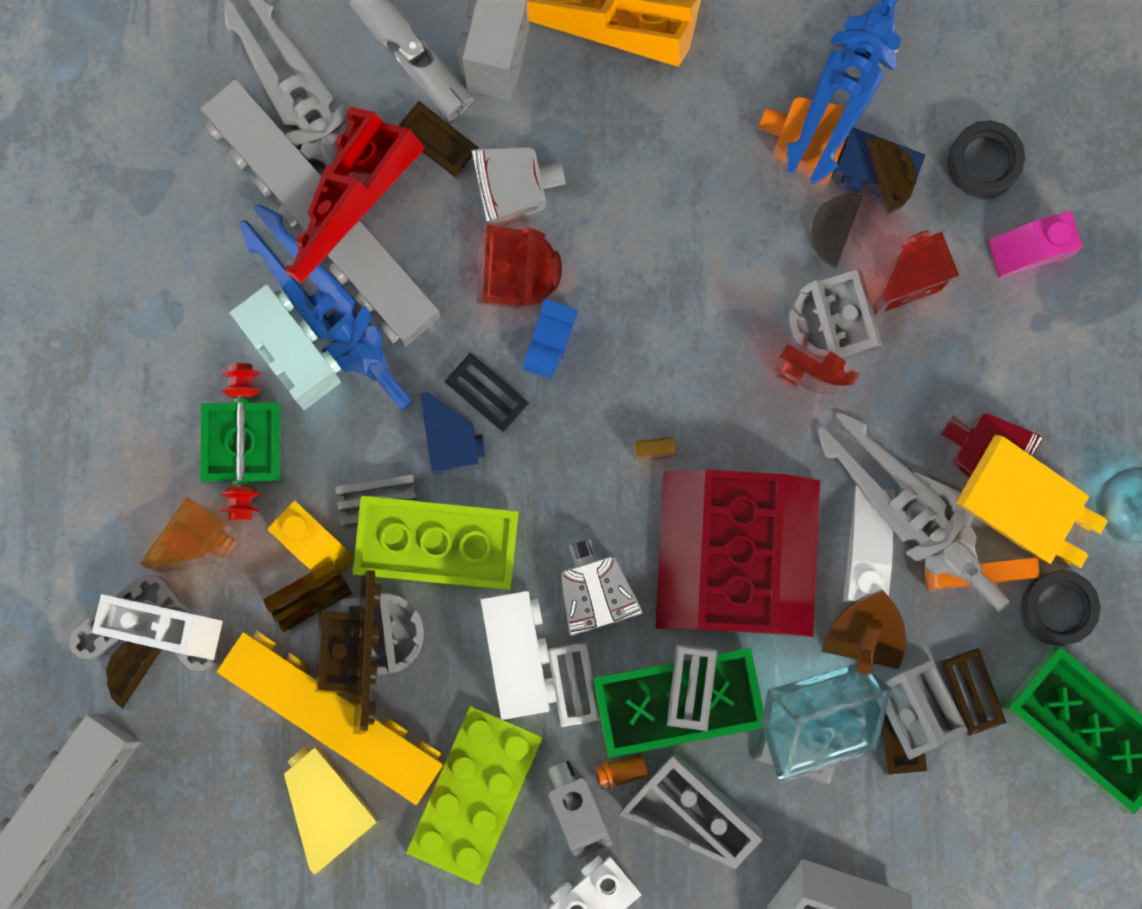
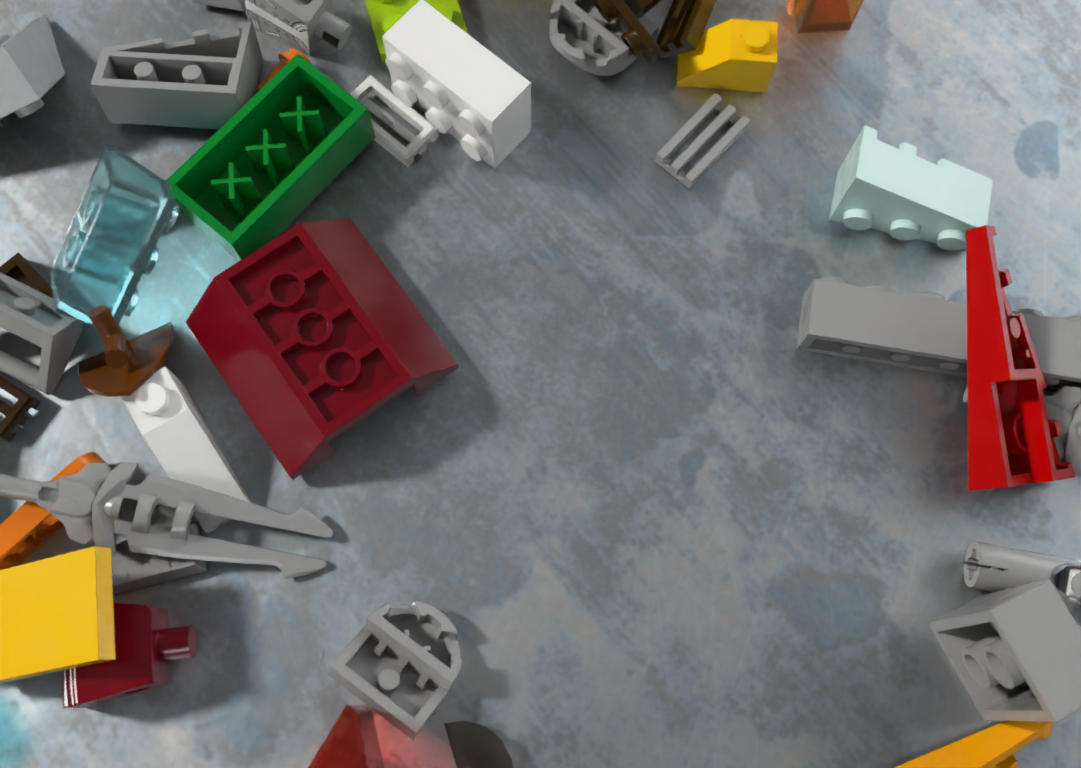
camera: 140 degrees right, 10 degrees down
(240, 442) = (865, 89): green plate -> none
(354, 339) = (855, 255): blue sword -> none
(435, 542) = (618, 135): lime plate -> none
(440, 139) = (963, 515): dark brown tile -> none
(449, 438) = (691, 236): dark blue slope -> none
(511, 414) = (691, 327): black tile -> none
(513, 182) = (852, 527): light grey torso -> none
(516, 267) = (770, 446): clear red slope -> none
(550, 339) = (676, 403): blue leg -> none
(595, 591) = (430, 203): torso -> none
(654, 449) = (484, 375): pearl gold tile -> none
(687, 722) = (280, 194): light grey tile -> none
(822, 378) = (364, 575): clear red slope -> none

